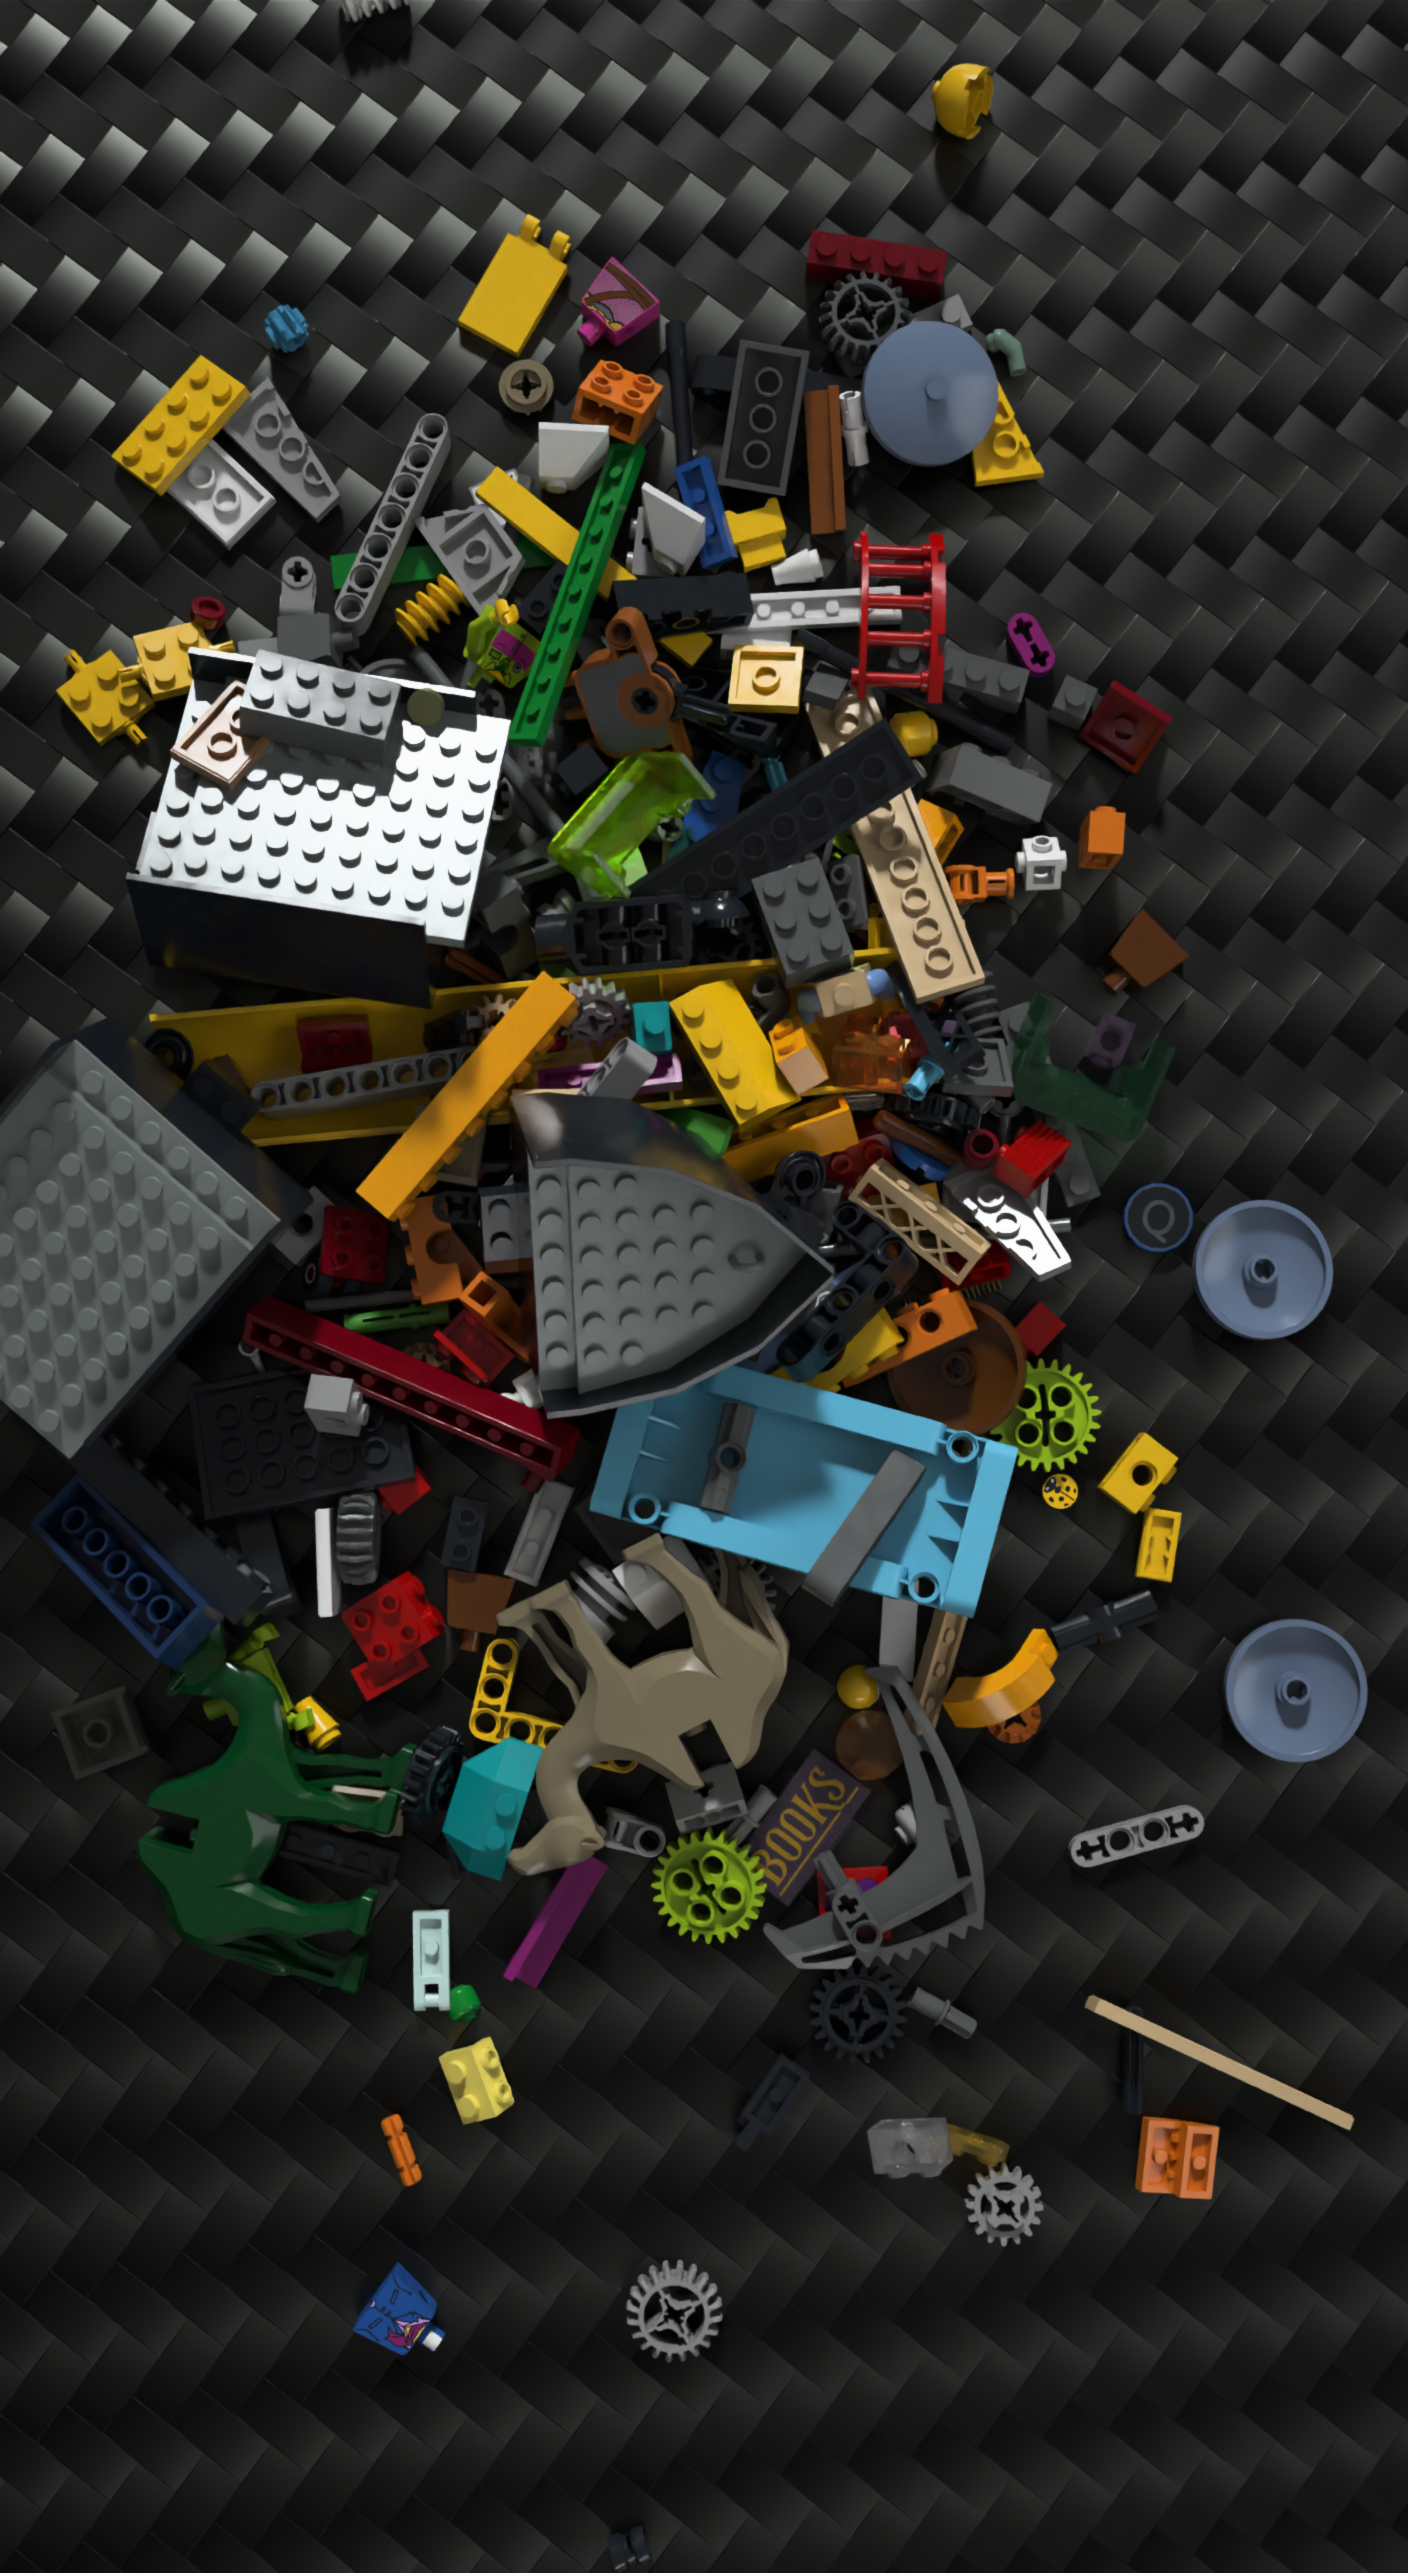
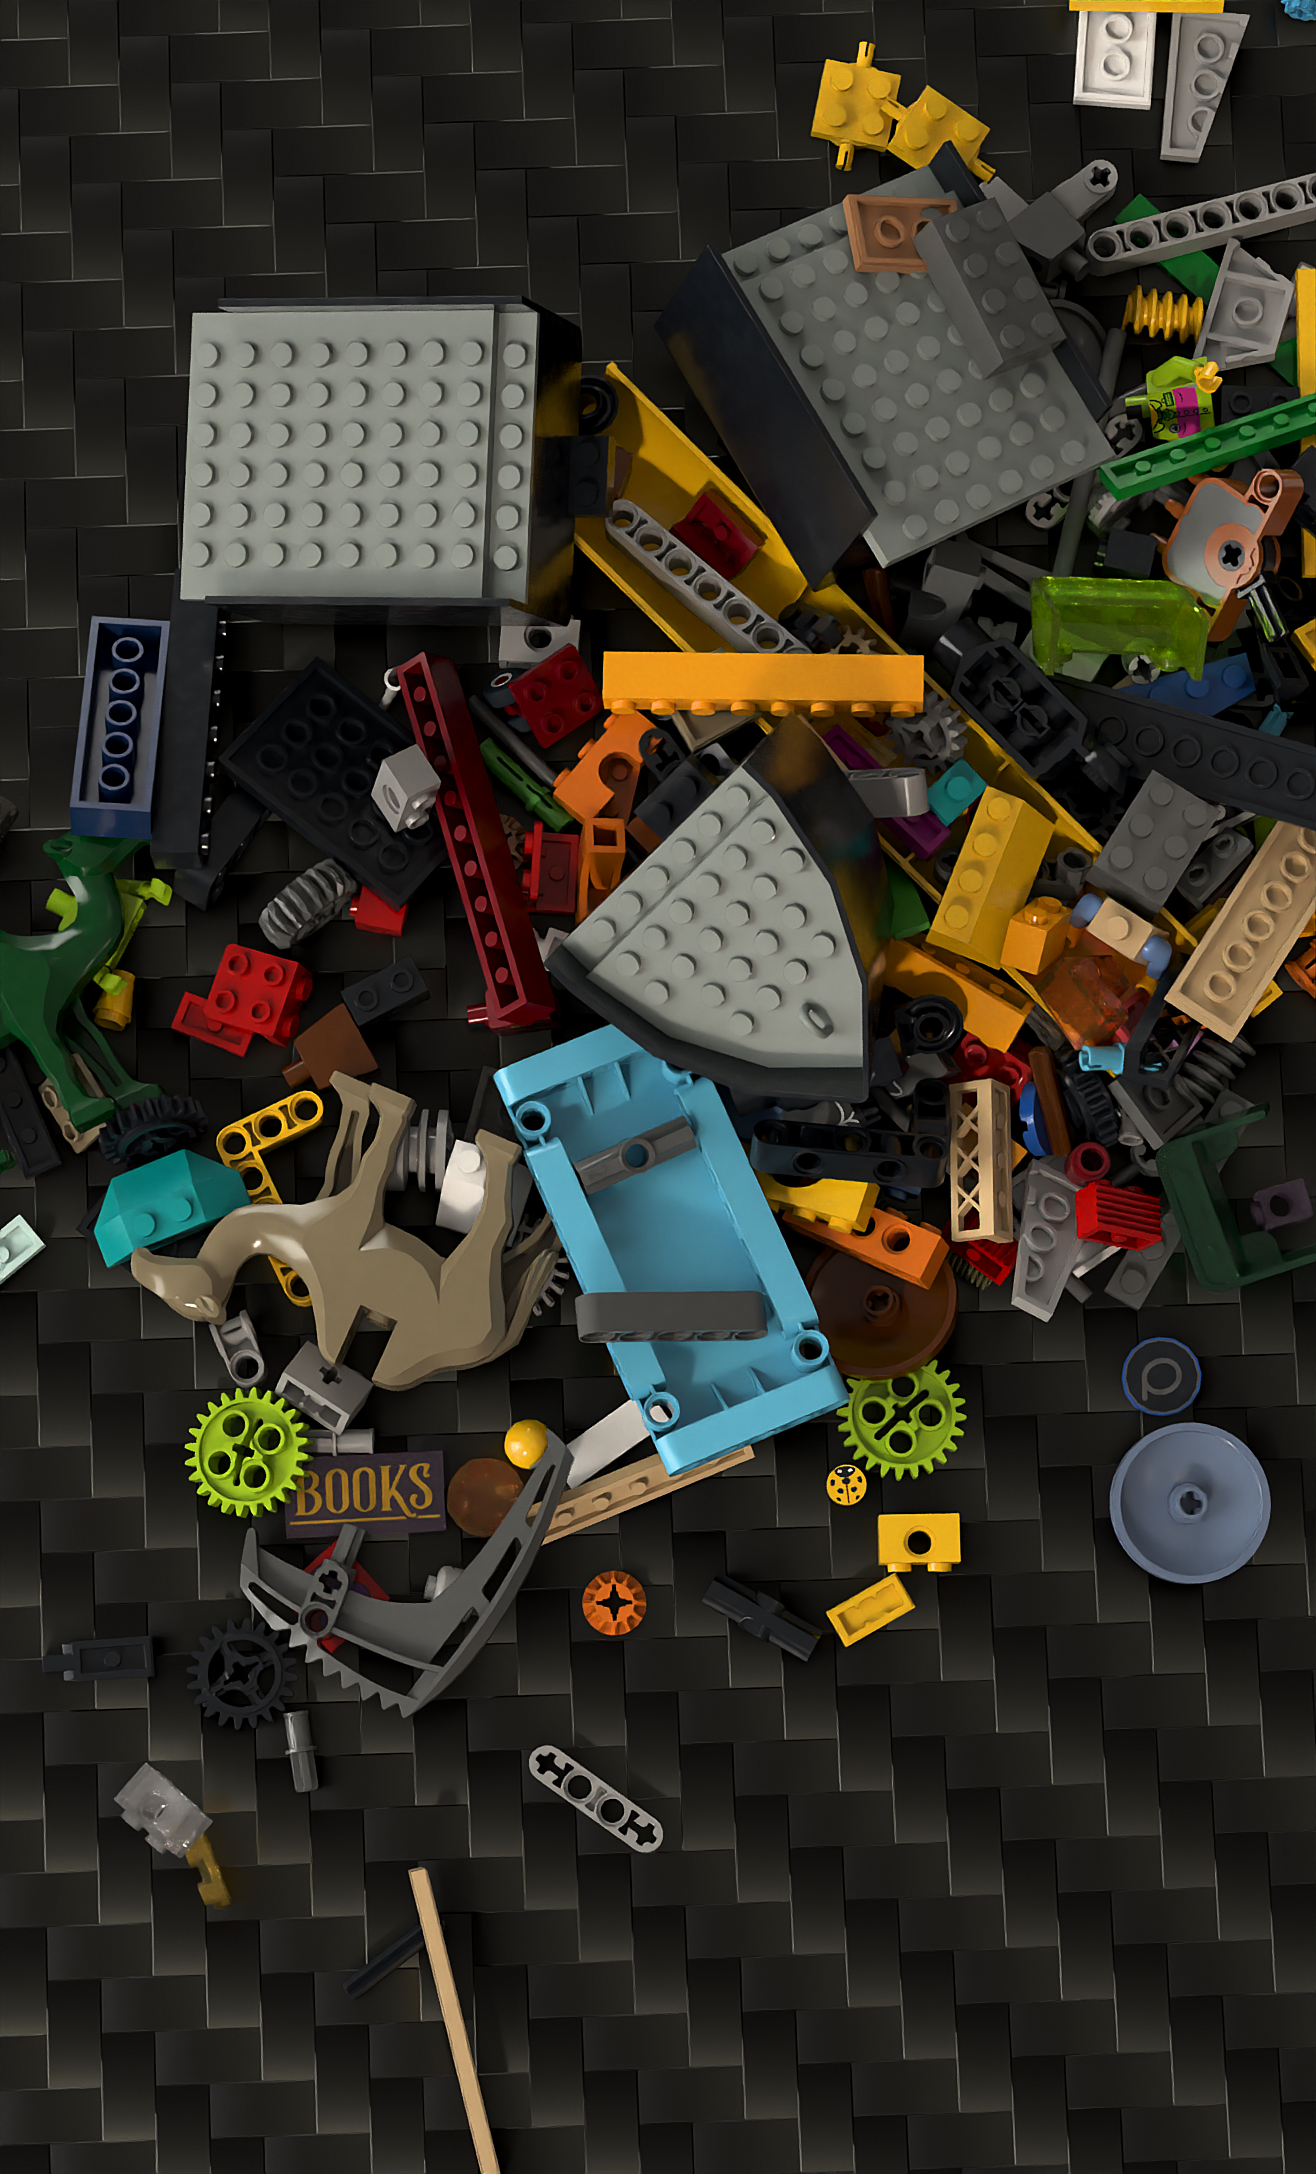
camera: 55 degrees right, 5 degrees down
(207, 612) = (1002, 130): dark red tile -> none
(327, 1563) = (248, 908): white tile -> none
(425, 706) = (1065, 374): olive tile -> none
(538, 1532) = (438, 1058): white tile -> none
(555, 1921) = (112, 1343): magenta fence -> none
(1003, 1694) = (632, 1573): light orange arch -> none
(1012, 2193) = (159, 1937): light grey gear -> none
(1038, 1328) = (972, 1347): red brick -> none
(1177, 2157) = (340, 2065): orange slope -> none
(1295, 1690) = (840, 1832): sand blue dish -> none

